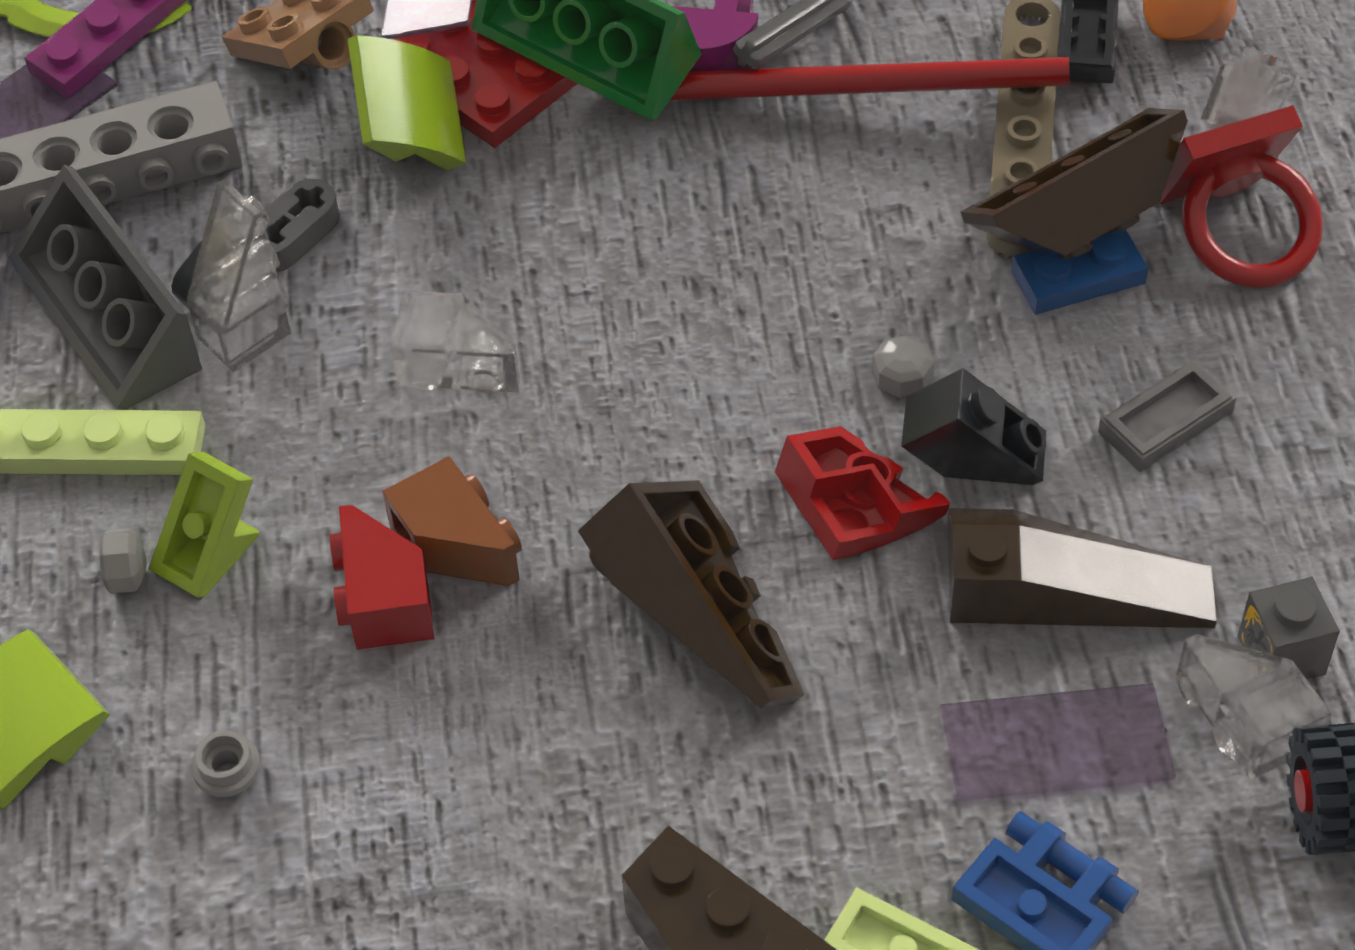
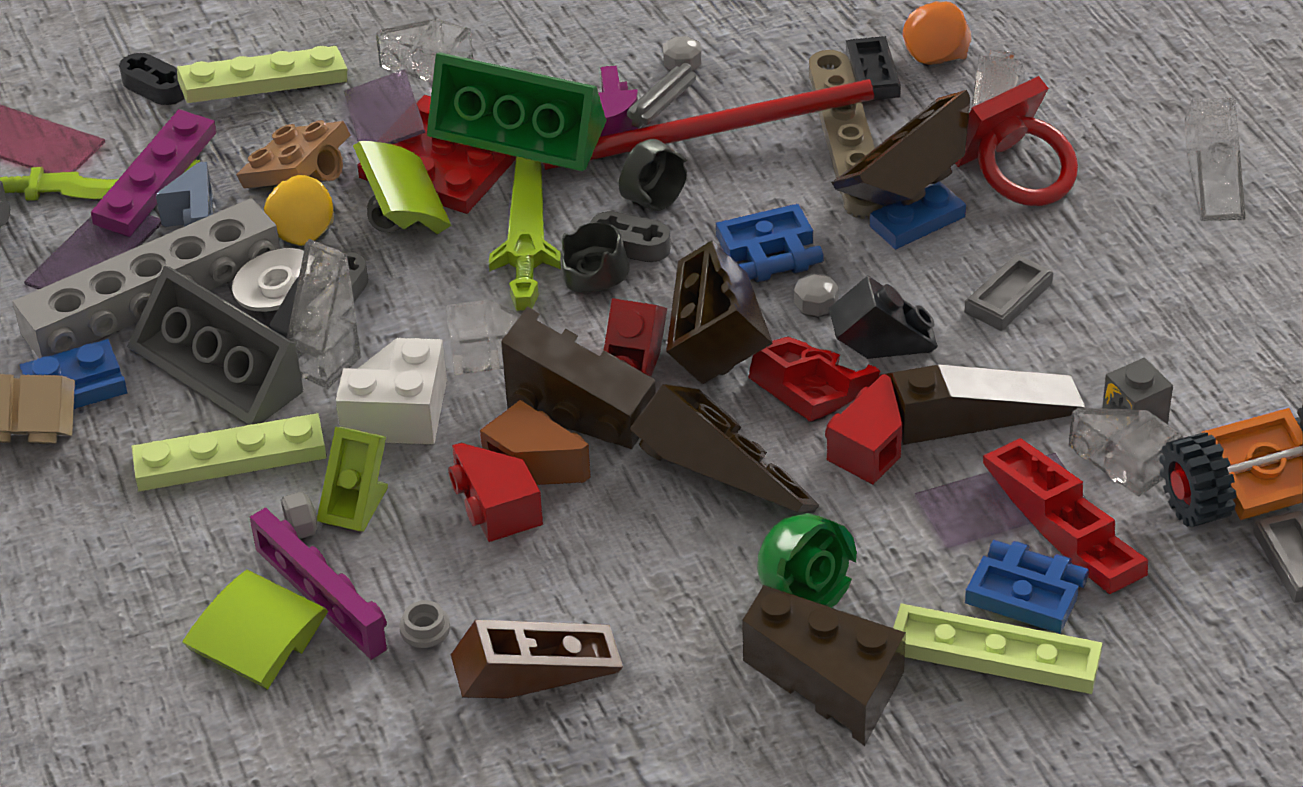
camera: 15 degrees left, 10 degrees down
(123, 688) = (309, 573): none -> magenta plate
(150, 61) = (186, 197): none -> sand blue slope
(188, 198) = (267, 279): none -> white dish
(276, 108) = (300, 209): none -> yellow hair
(302, 405) = (396, 392): none -> white slope
(343, 852) = (530, 657): none -> reddish brown slope
(524, 443) = (572, 383): none -> dark brown wedge
(551, 208) = (525, 240): none -> lime sword
(626, 253) = (594, 258): none -> pearl dark grey hair
(629, 397) = (635, 333): none -> red slope
(686, 228) = (642, 237): none -> dark grey beam
(739, 145) = (653, 175): none -> pearl dark grey hair
(743, 798) = (807, 558): none -> green cylinder
(748, 375) = (714, 315): none -> dark brown wedge
(864, 260) = (766, 233): none -> blue plate
(899, 601) = (867, 433): none -> red slope
(1132, 796) = (1057, 509): none -> red slope

